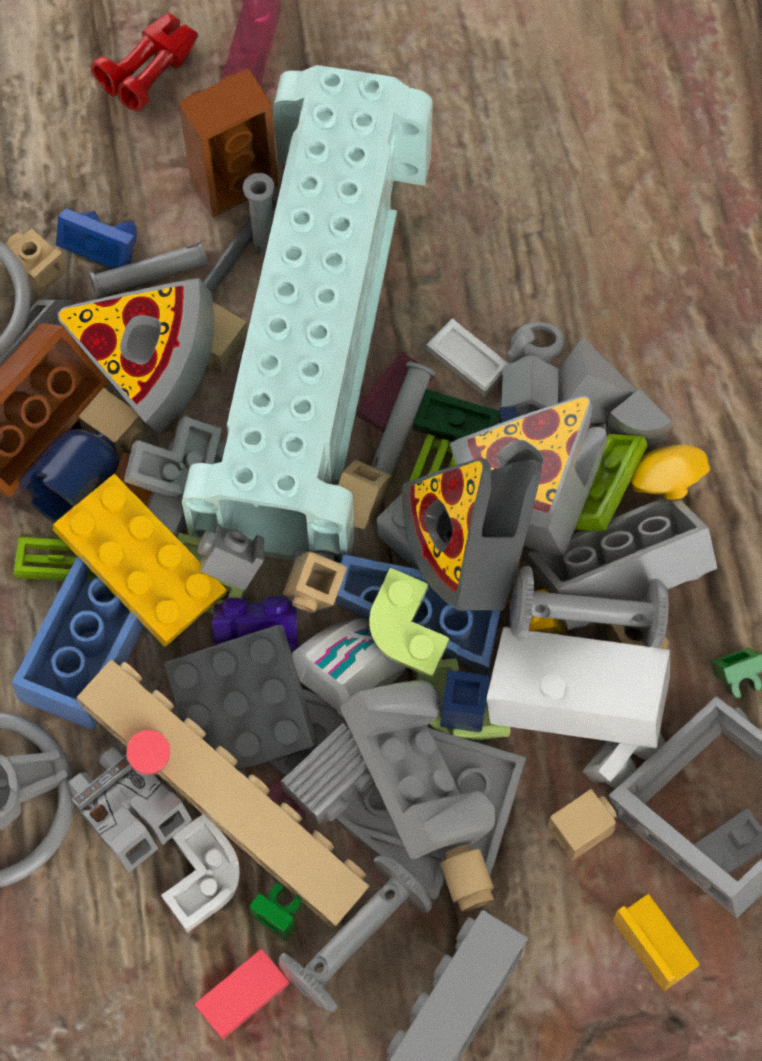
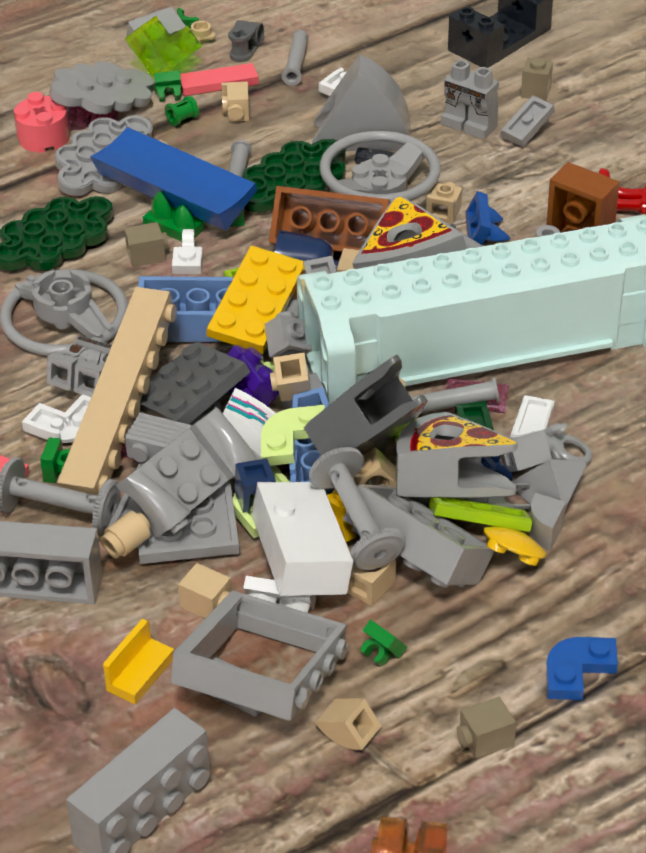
camera: 65 degrees right, 25 degrees down
(148, 752) = (117, 332): coral tile -> none

